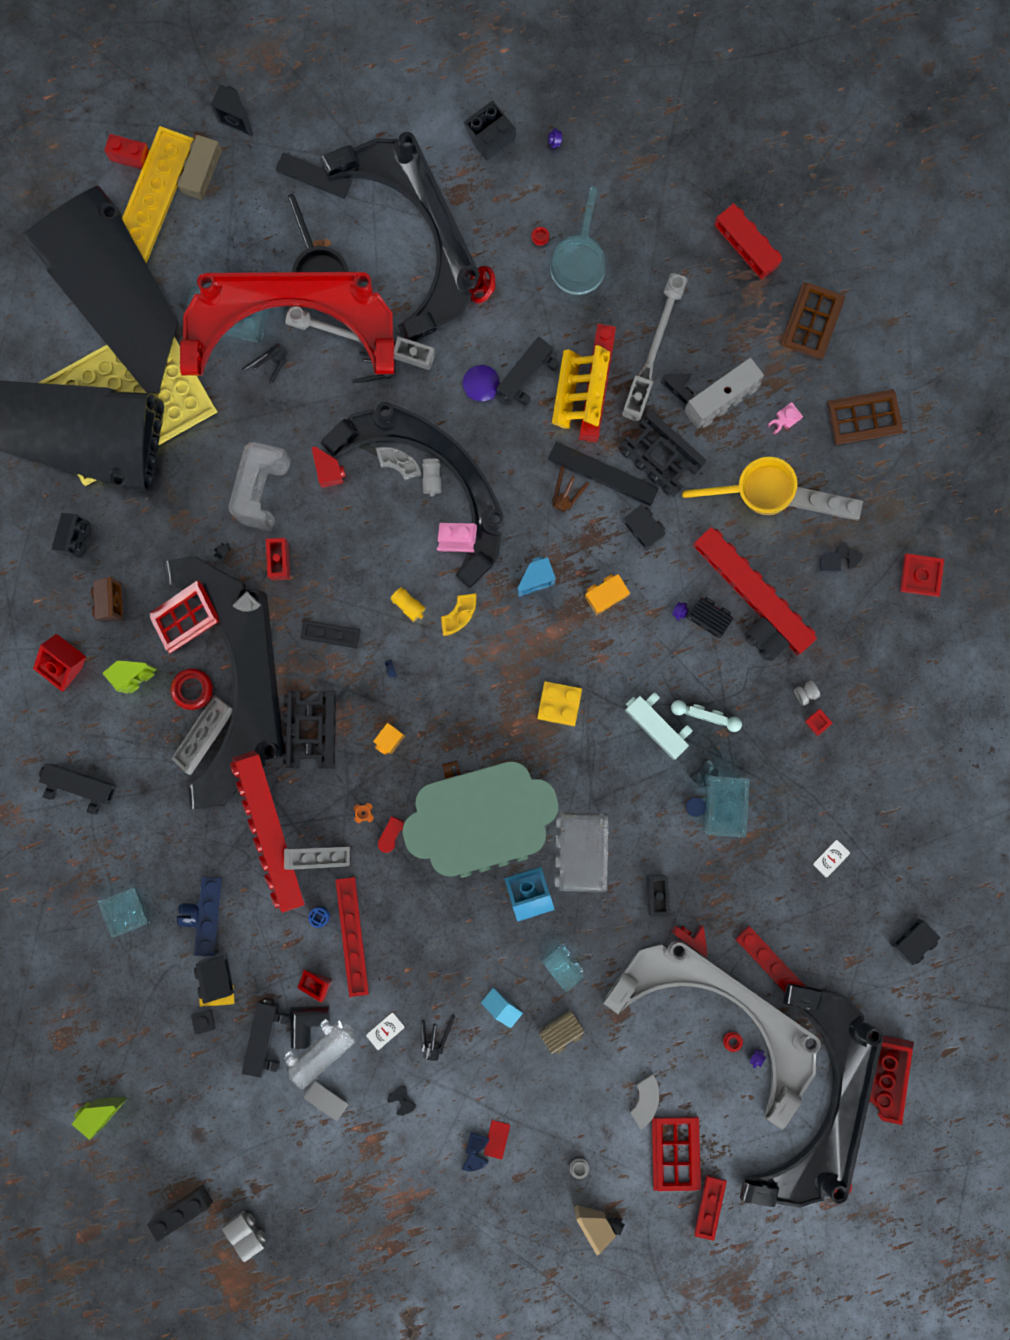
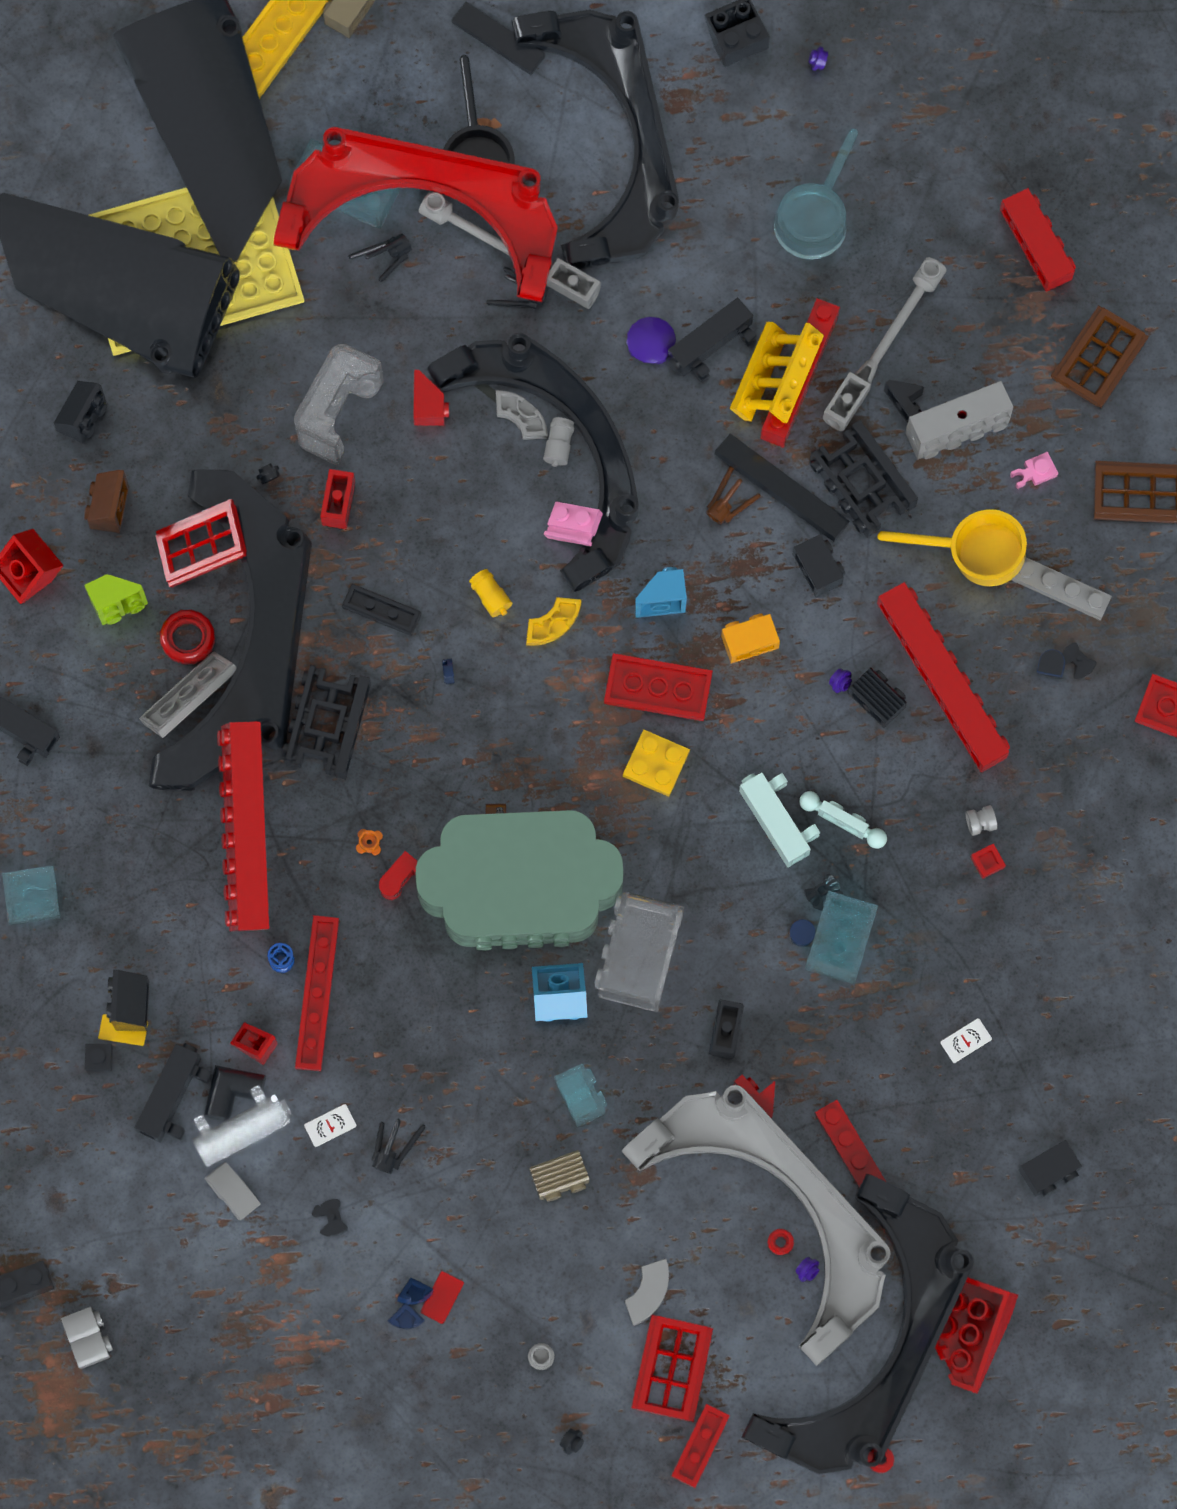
camera: 15 degrees right, 10 degrees down
(203, 916) = (132, 921): dark blue plate -> none
(246, 603) = (285, 542): light grey tile -> none
(316, 857) = (298, 875): light grey plate -> none
(388, 739) = (425, 753): light orange brick -> none
(484, 284) = (683, 220): red piece -> none
(501, 1008) = (489, 1129): medium azure slope -> none
(540, 236) = (771, 175): red plate -> none
(548, 646) = (658, 687): none -> red plate
(594, 1227) = (544, 1430): tan slope -> none
(766, 639) = (944, 741): black brick -> none

